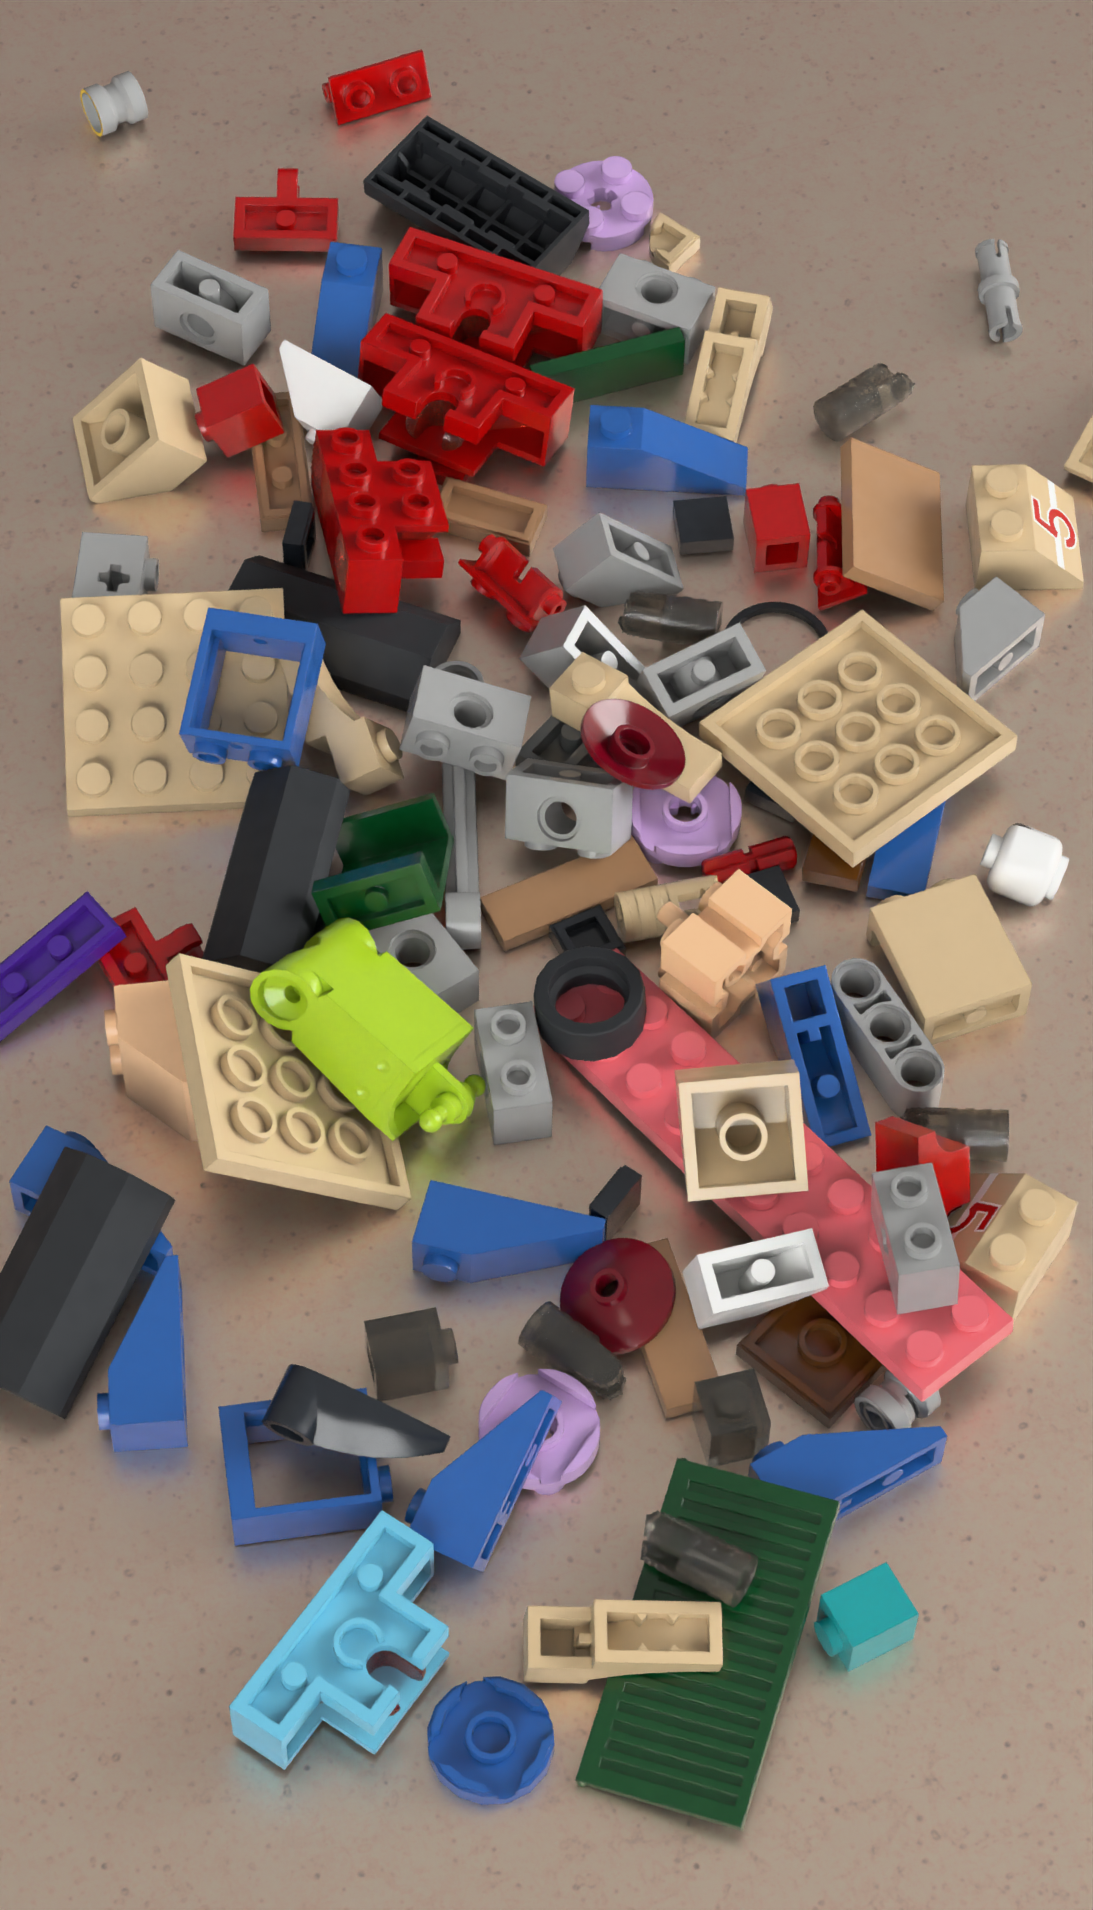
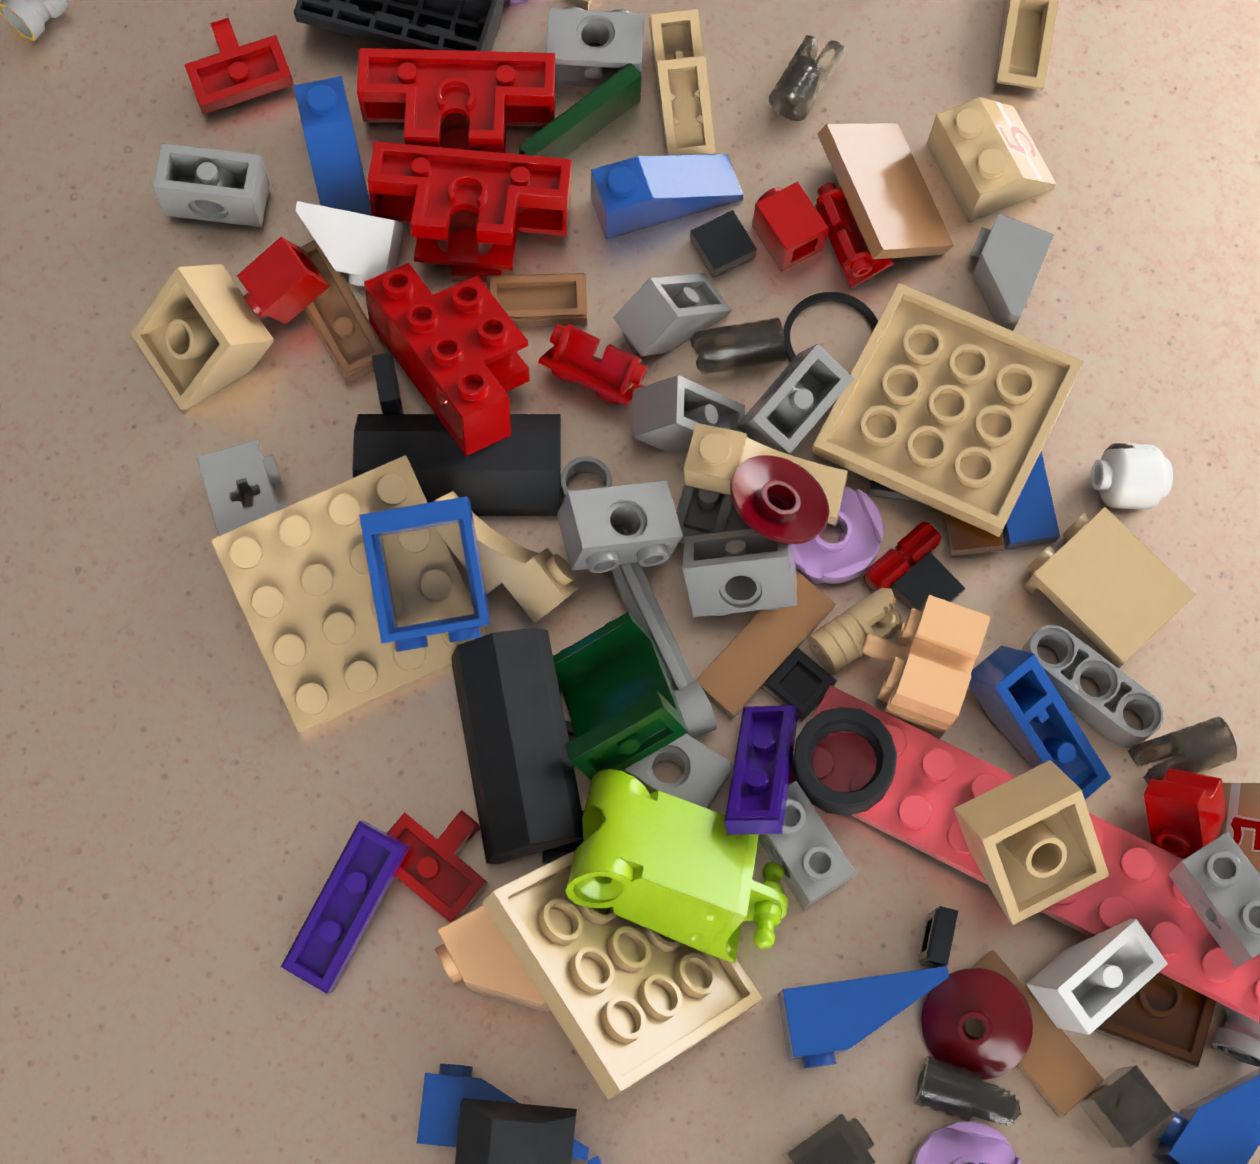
camera: 25 degrees left, 15 degrees up
(497, 983) = (761, 770): none -> dark purple tile

